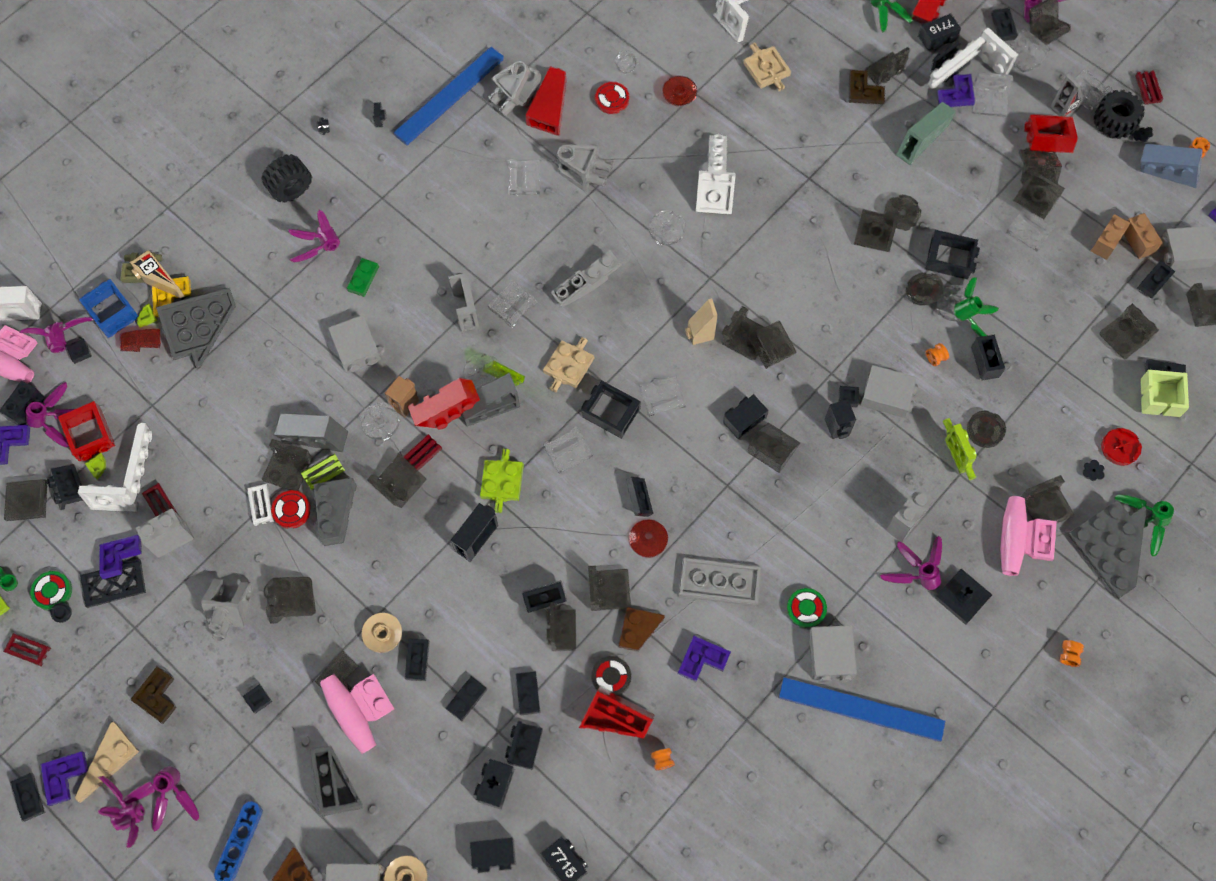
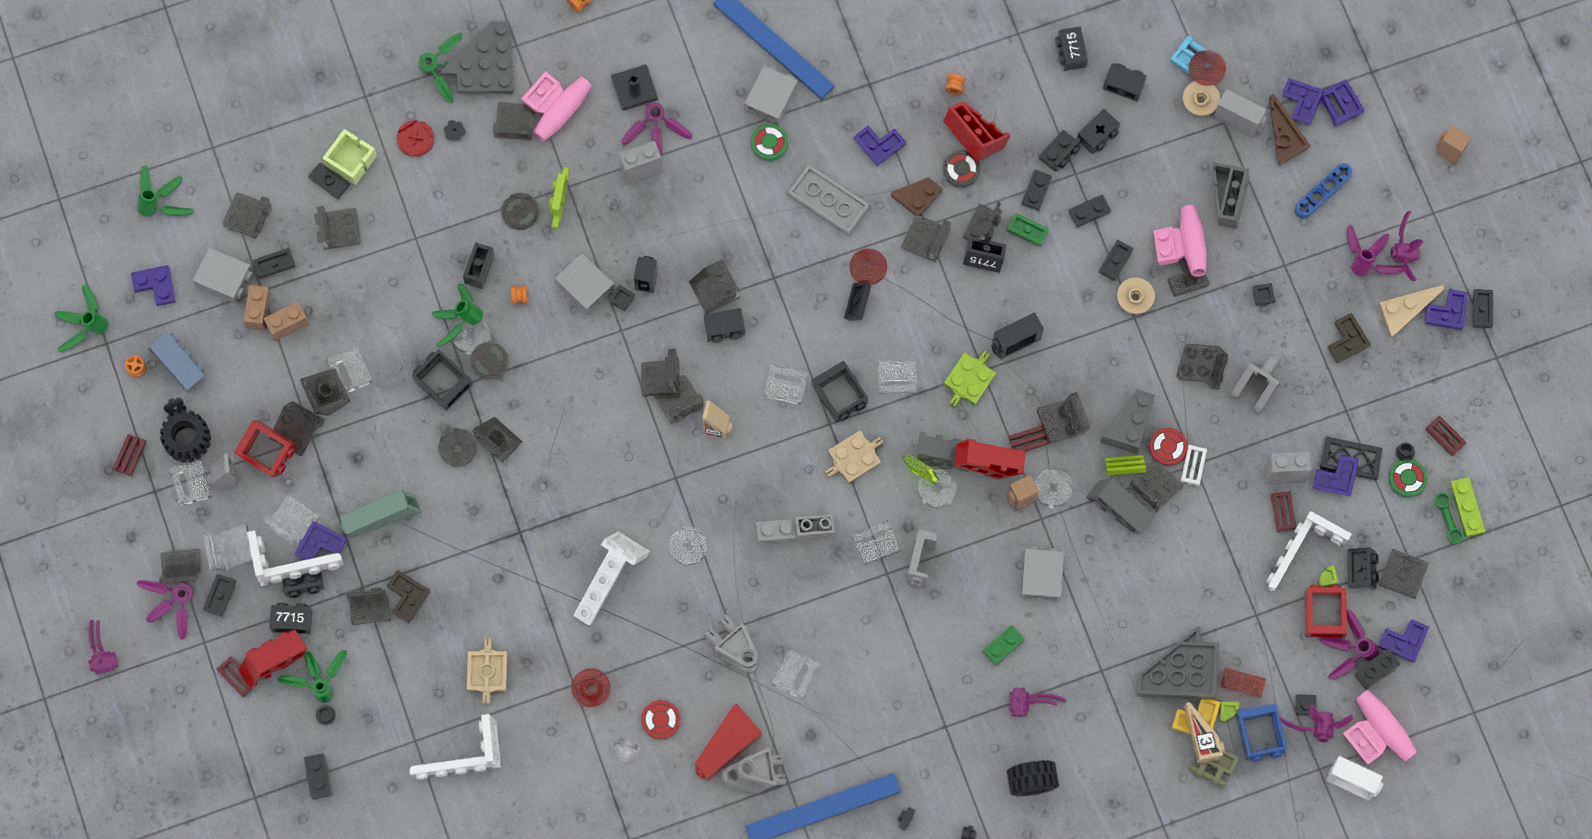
camera: 155 degrees left, 5 degrees up
(516, 646) = (1027, 229): none -> green plate

